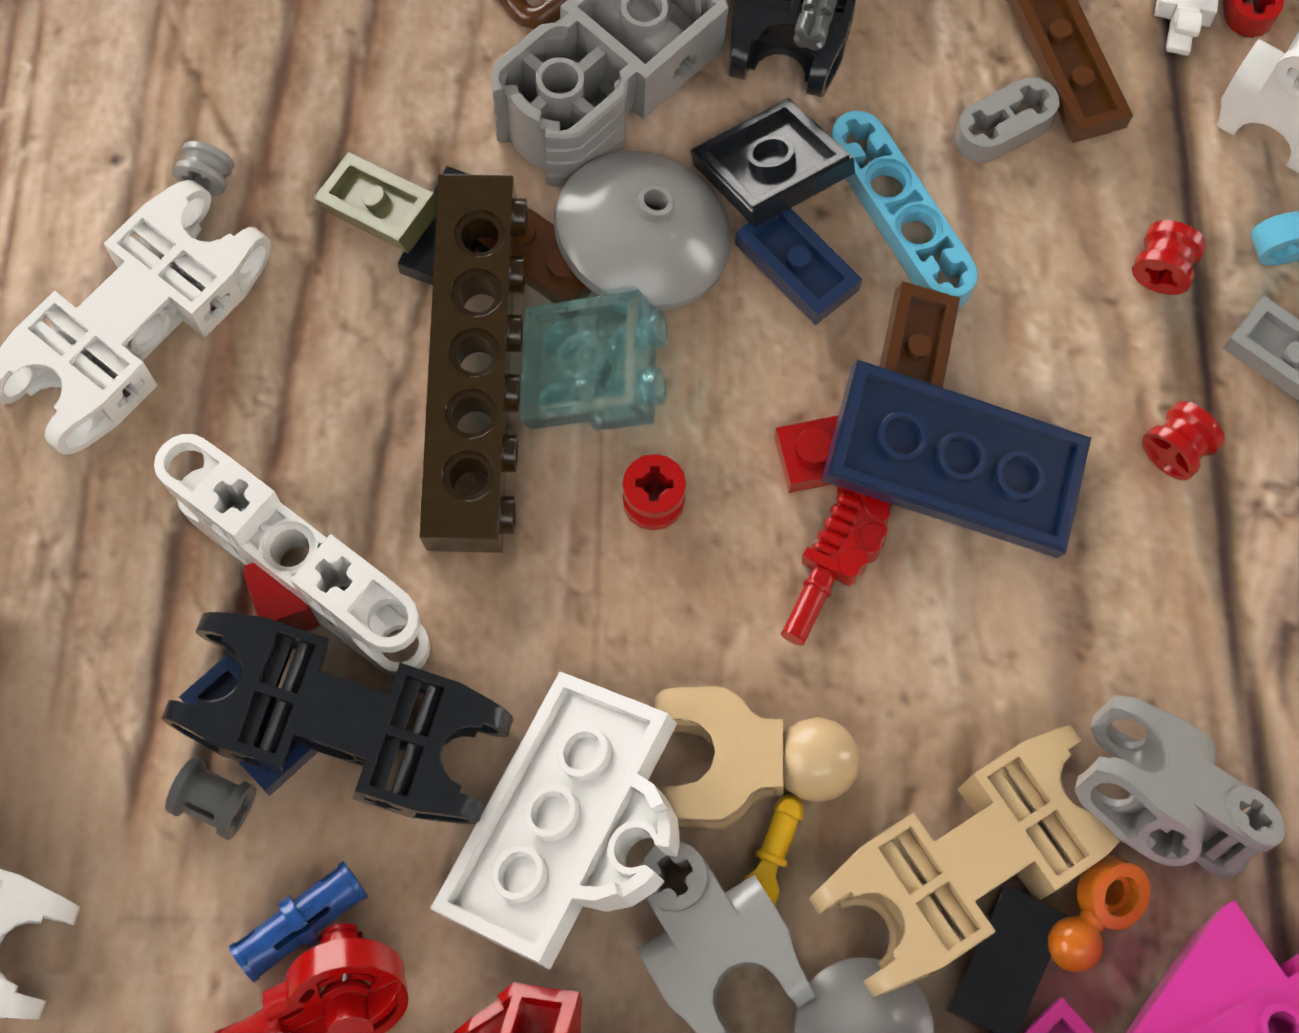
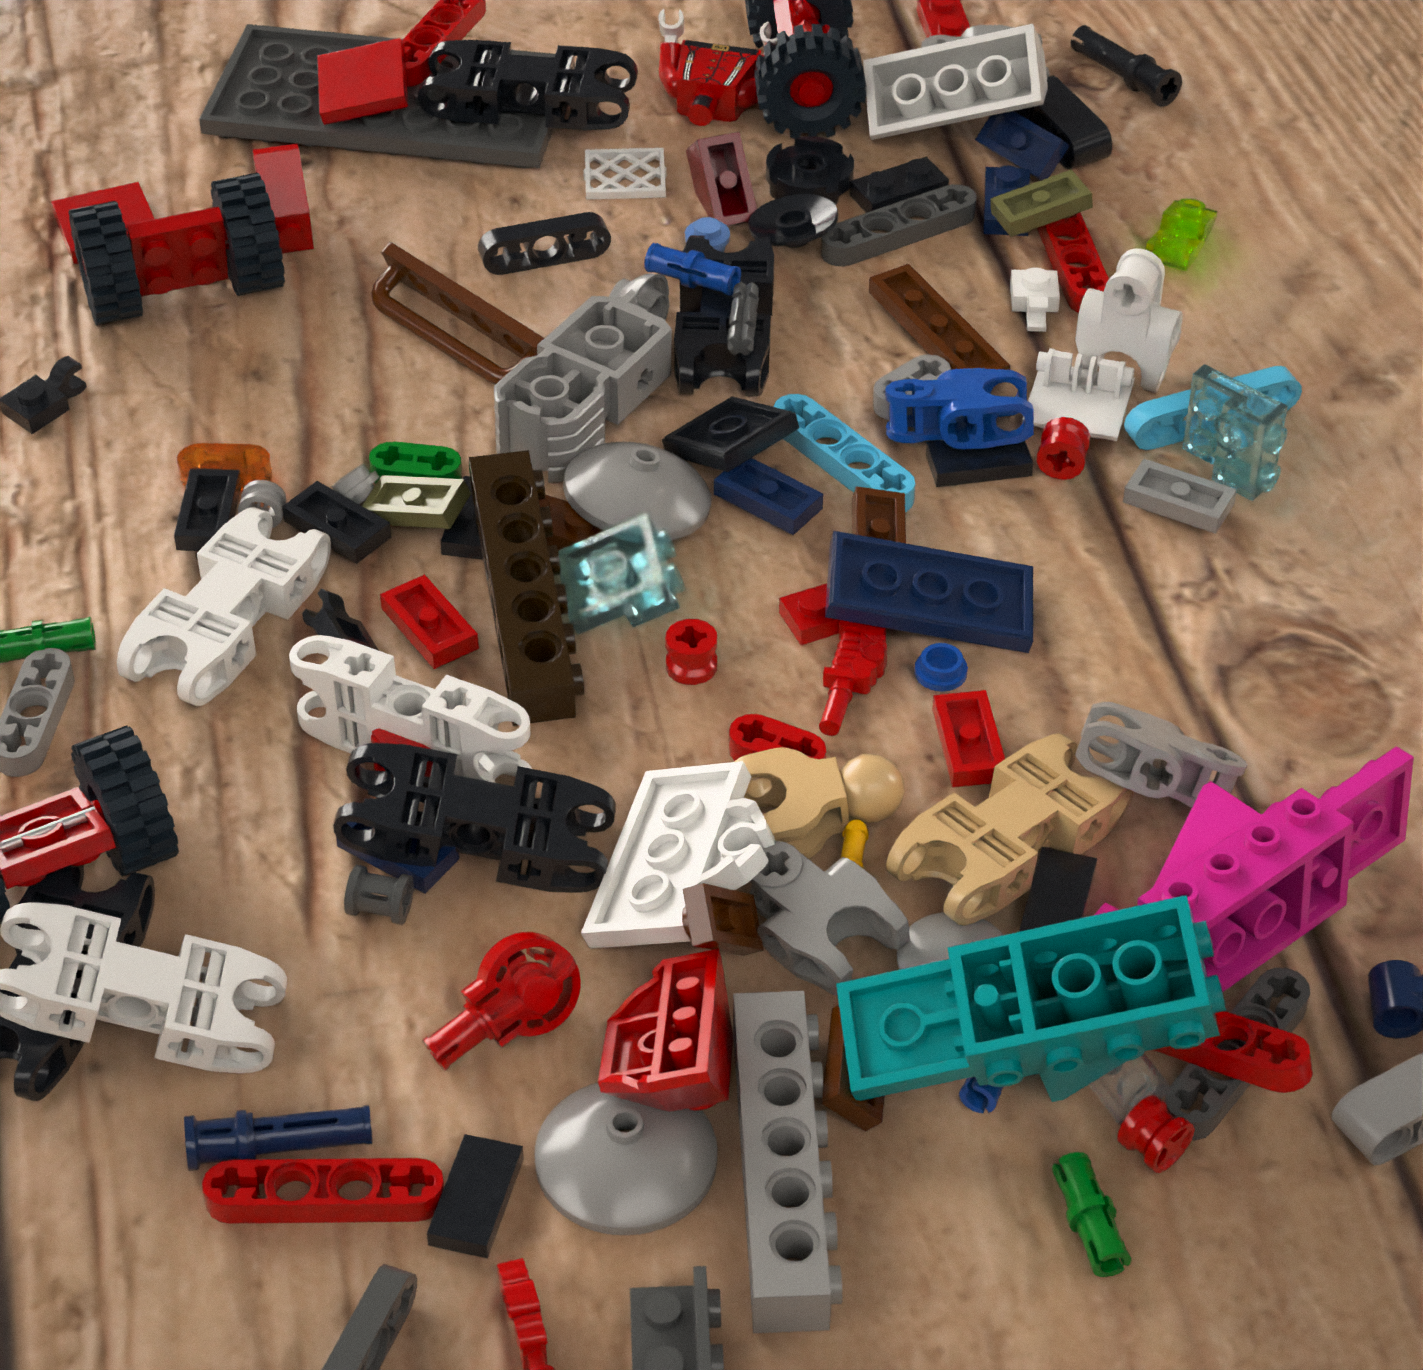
camera: 10 degrees left, 25 degrees down
(140, 160) = (206, 506): none -> black plate
(178, 92) = (248, 458): none -> clear orange beam
(250, 389) = (335, 622): none -> black plate
(284, 210) = (351, 528): none -> black plate
(298, 922) = (448, 981): blue pin -> none
(316, 159) = (356, 484): none -> light grey plate
(358, 385) = (429, 621): none -> red plate
(397, 135) = (415, 460): none -> green beam
(589, 957) = (721, 919): none -> reddish brown plate
(733, 647) = (769, 735): none -> red beam
(945, 574) = (941, 667): none -> blue plate
(955, 694) = (968, 737): none -> red plate
(1058, 177) = (959, 409): none -> blue piece
(1063, 247) = (967, 466): none -> black tile
(1111, 897) = (1109, 871): orange plate -> none
(1183, 440) = (1105, 556): red wheel -> none
(1205, 176) = (1082, 394): none -> white hinge

